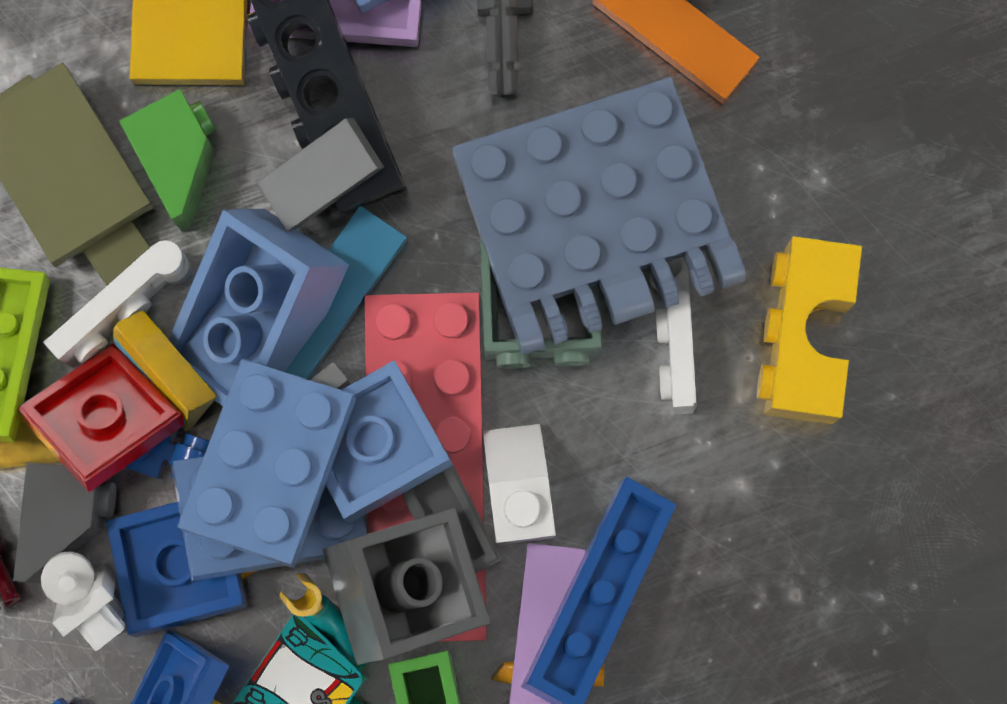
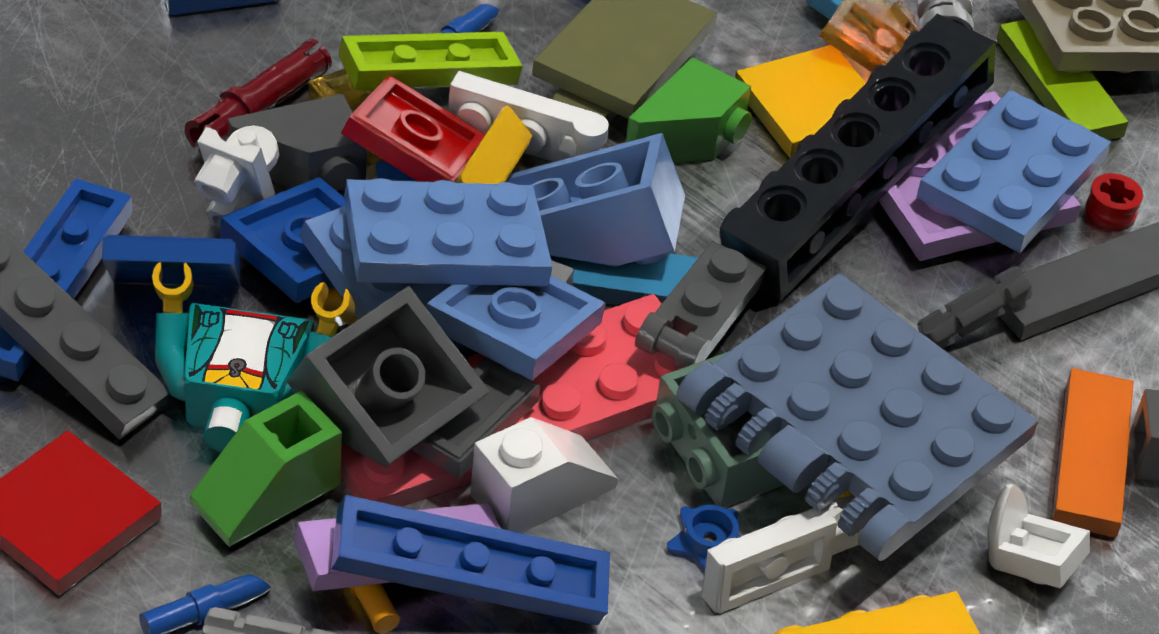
camera: 55 degrees right, 35 degrees down
(320, 174) = (743, 192): tile -> none
(411, 269) = (701, 306): none -> dark grey plate
(624, 396) = (699, 523): none -> blue plate
(755, 139) = (1031, 544): none -> white plate

